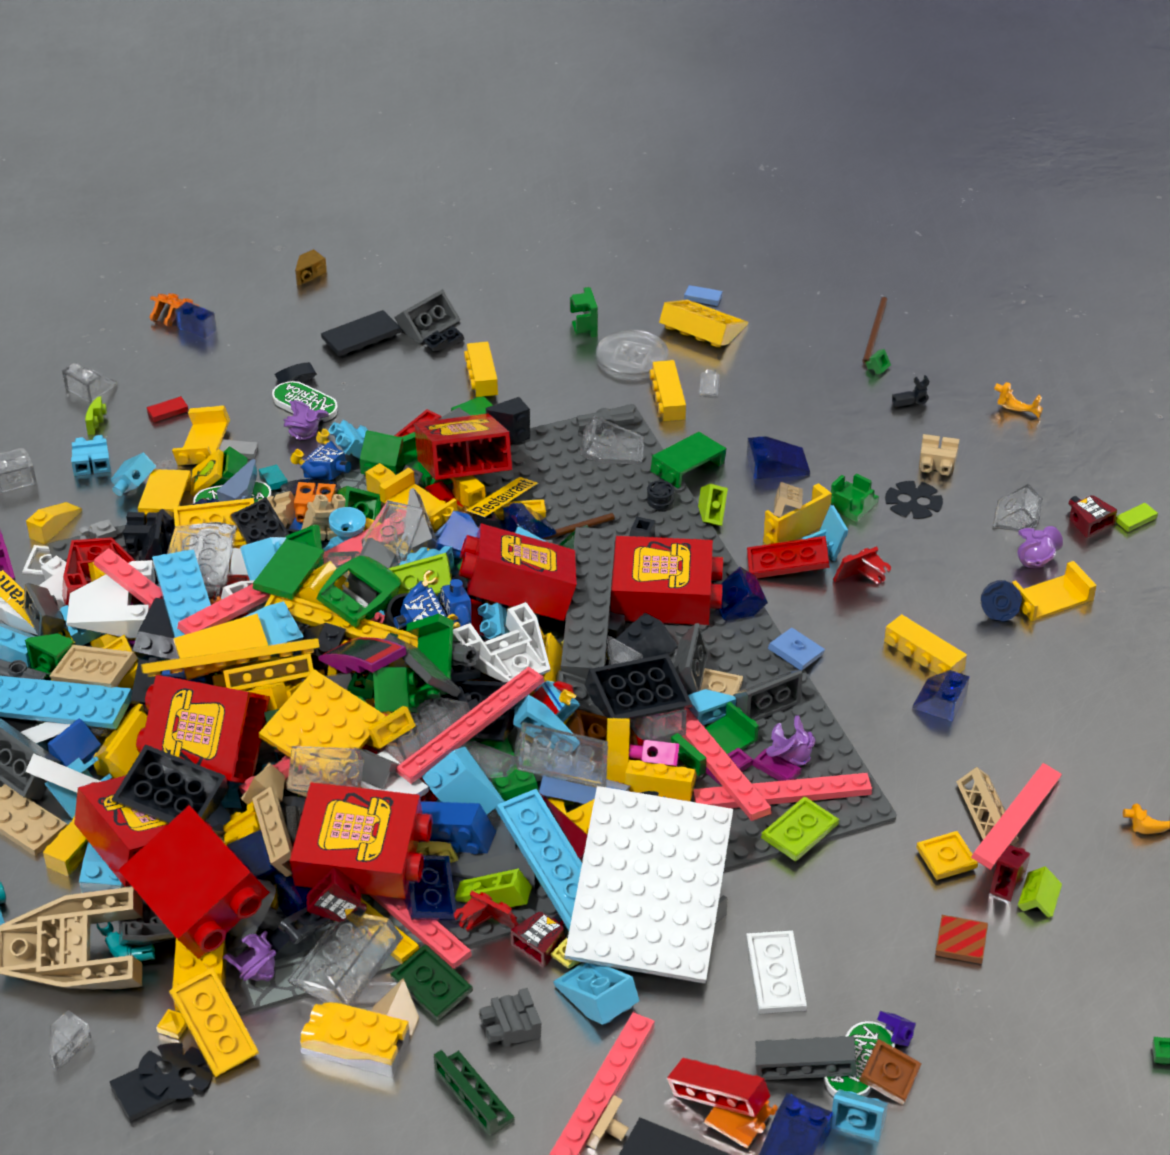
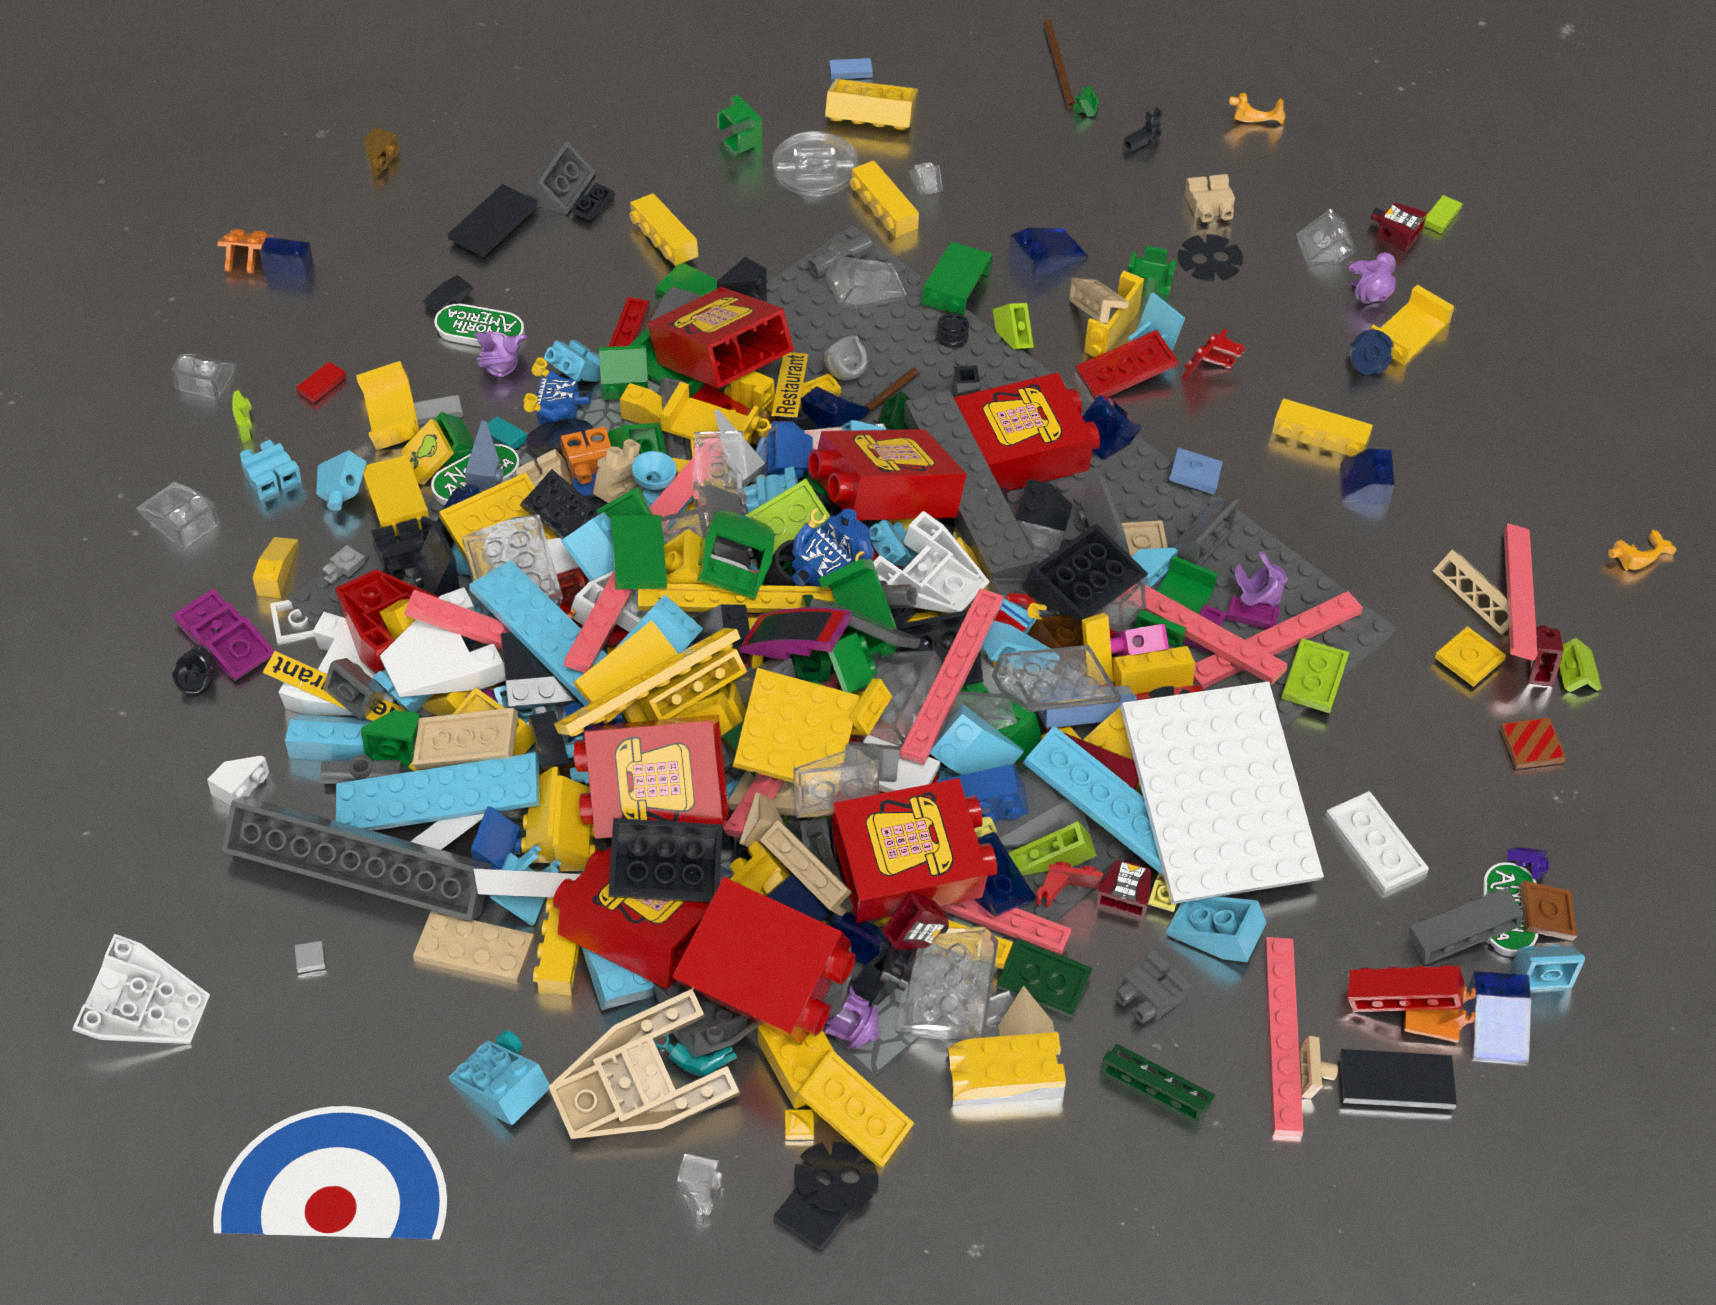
camera: 25 degrees left, 10 degrees up
(558, 491) = (846, 358): none -> light grey piece

